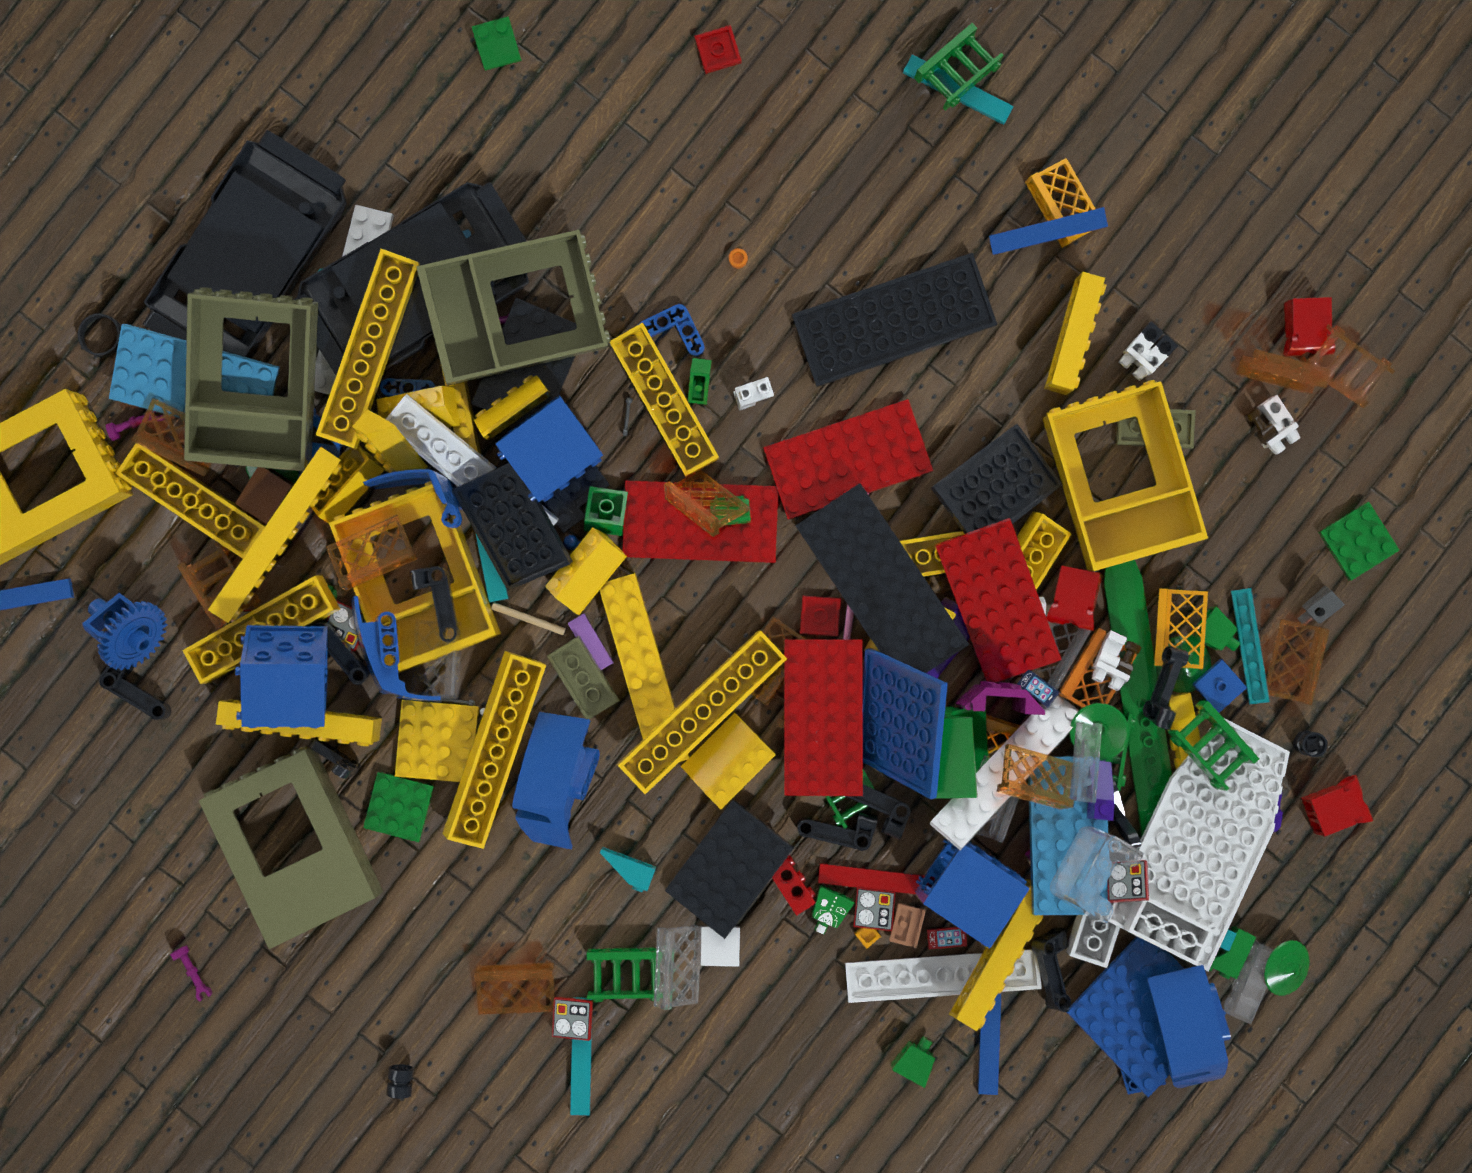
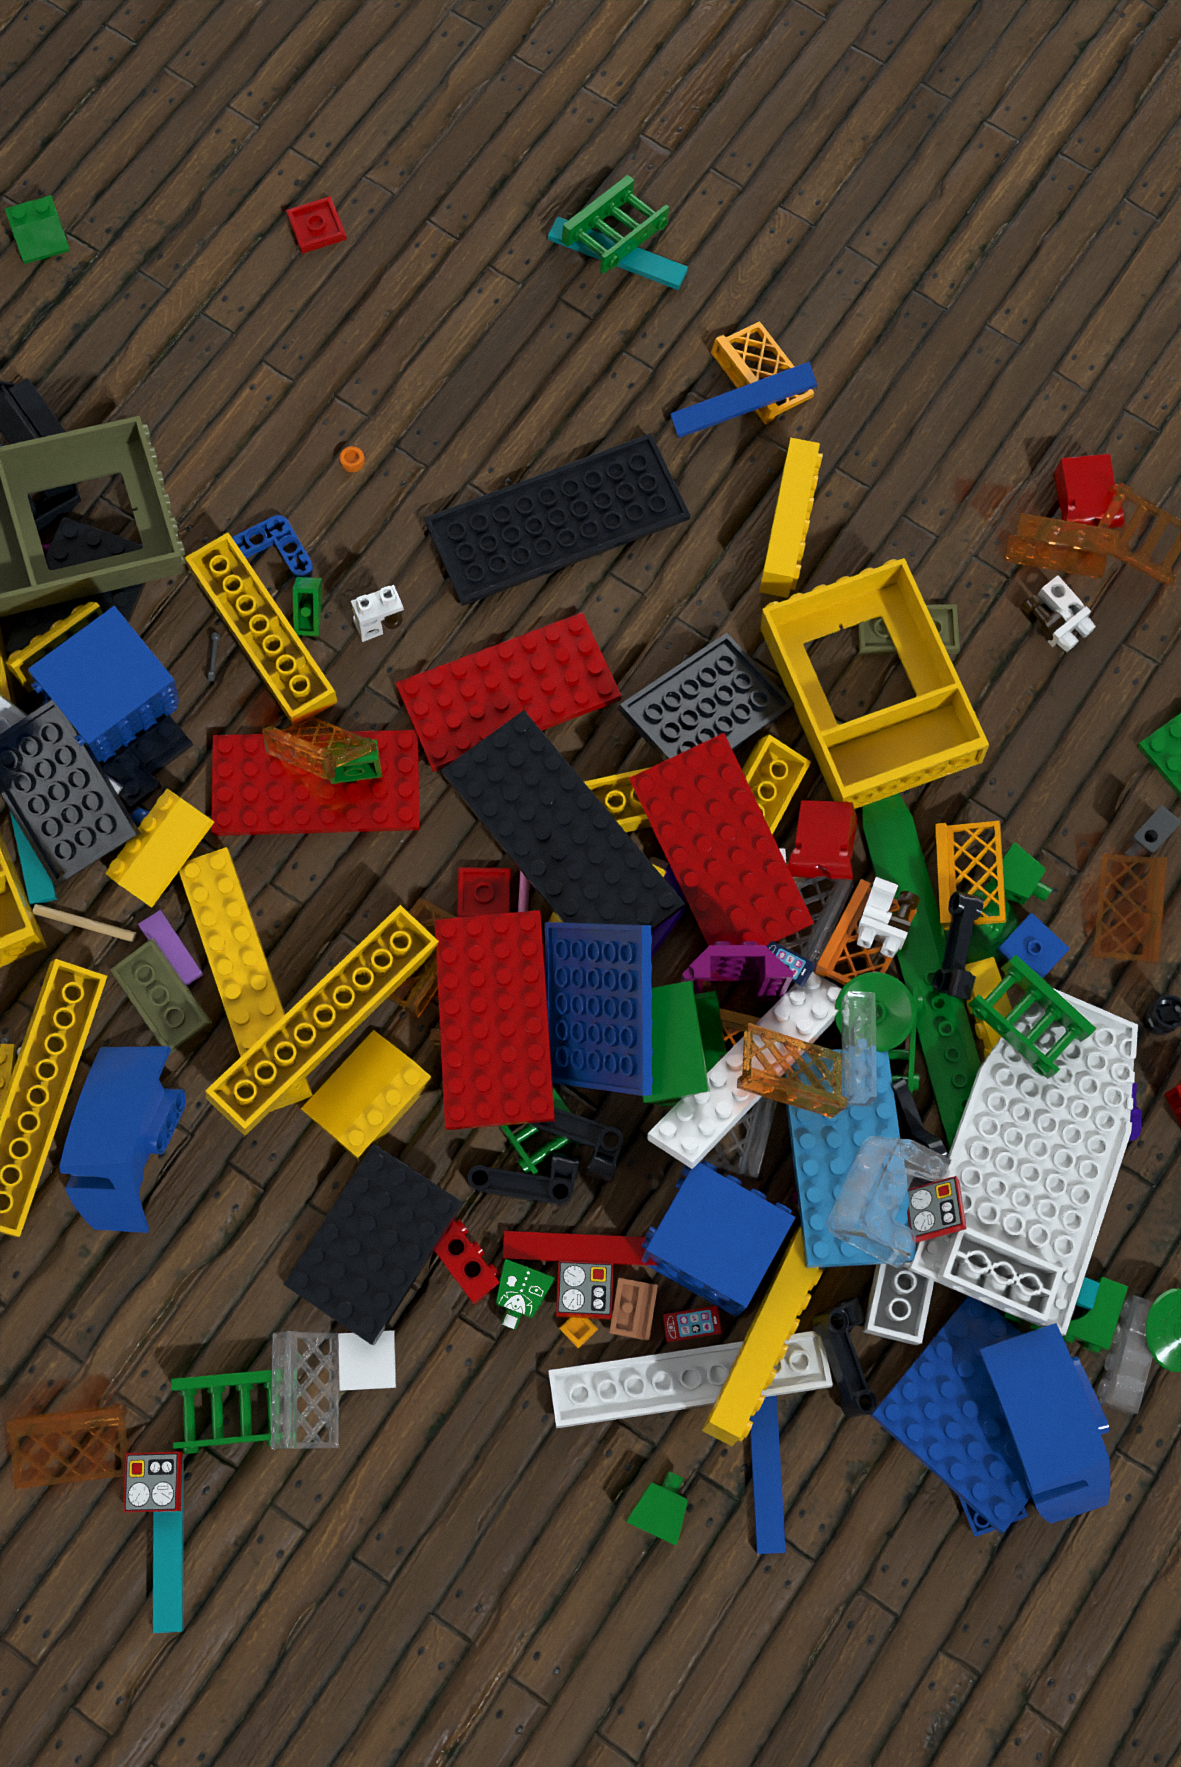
camera: 10 degrees left, 15 degrees down
(605, 510) = (187, 772): green slope -> none
(632, 870) = (237, 1258): teal slope -> none
(1104, 805) = (888, 1107): dark purple slope -> none
(1145, 357) = (883, 542): white hips -> none
(1250, 646) = (1067, 895): teal tile -> none

